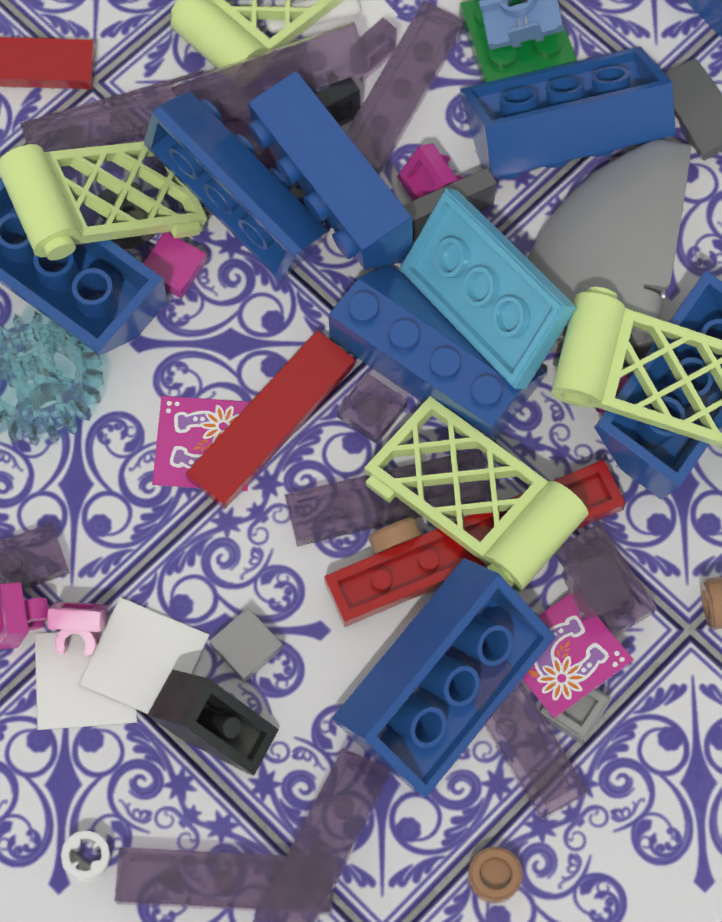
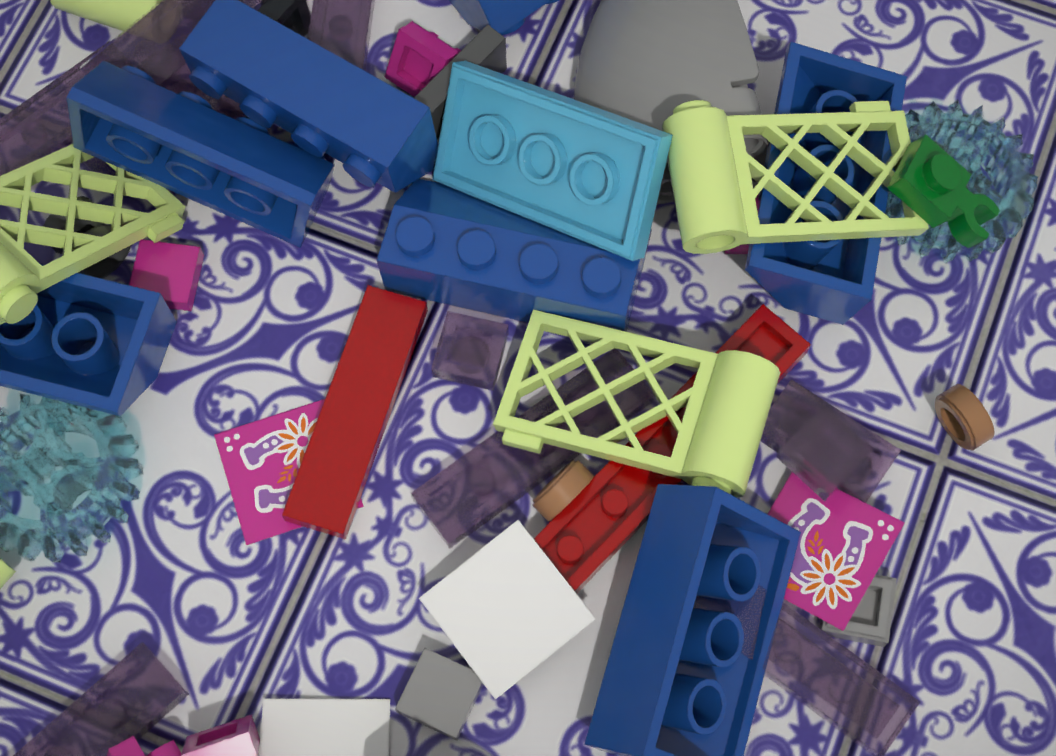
camera: 20 degrees left, 0 degrees up
(317, 603) = (507, 609): none -> white sticker

